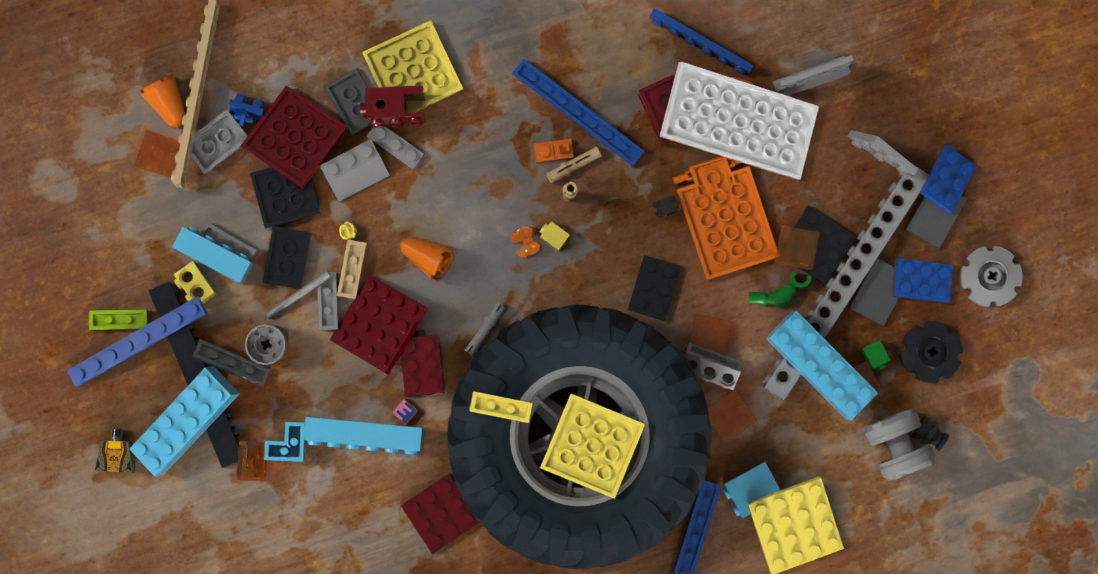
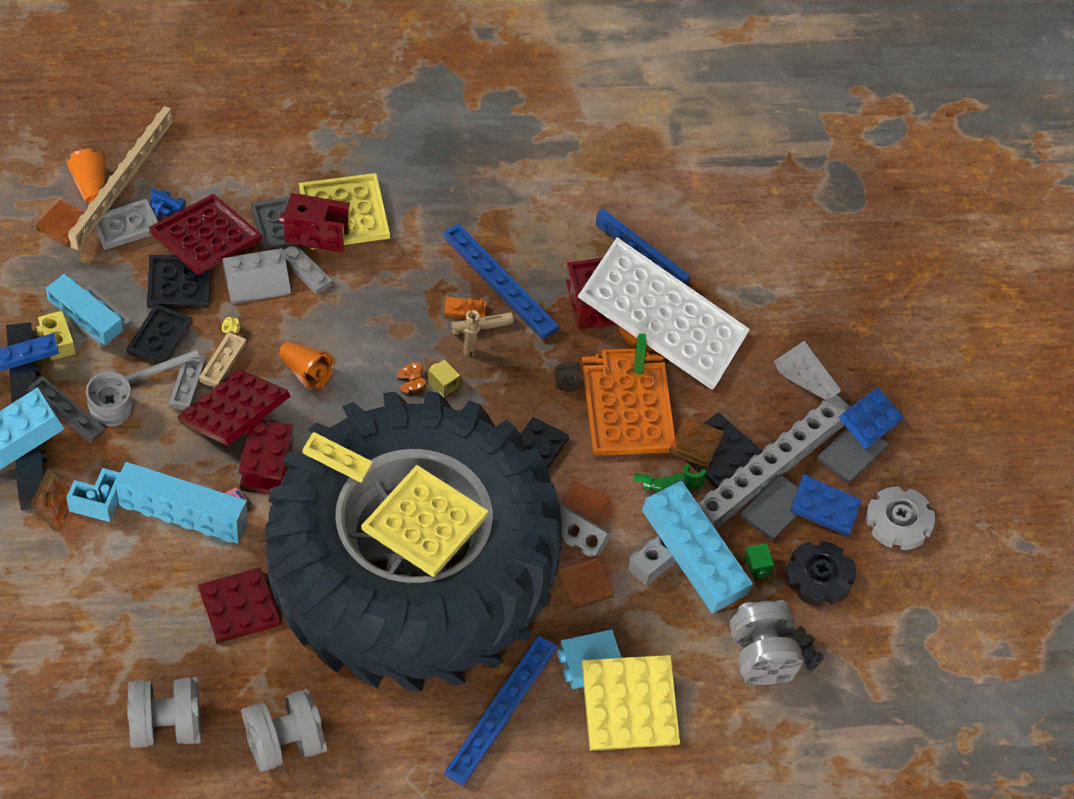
camera: 10 degrees right, 30 degrees down
(728, 174) = (640, 353): none -> green tile
(814, 76) = (758, 303): light grey fence -> none

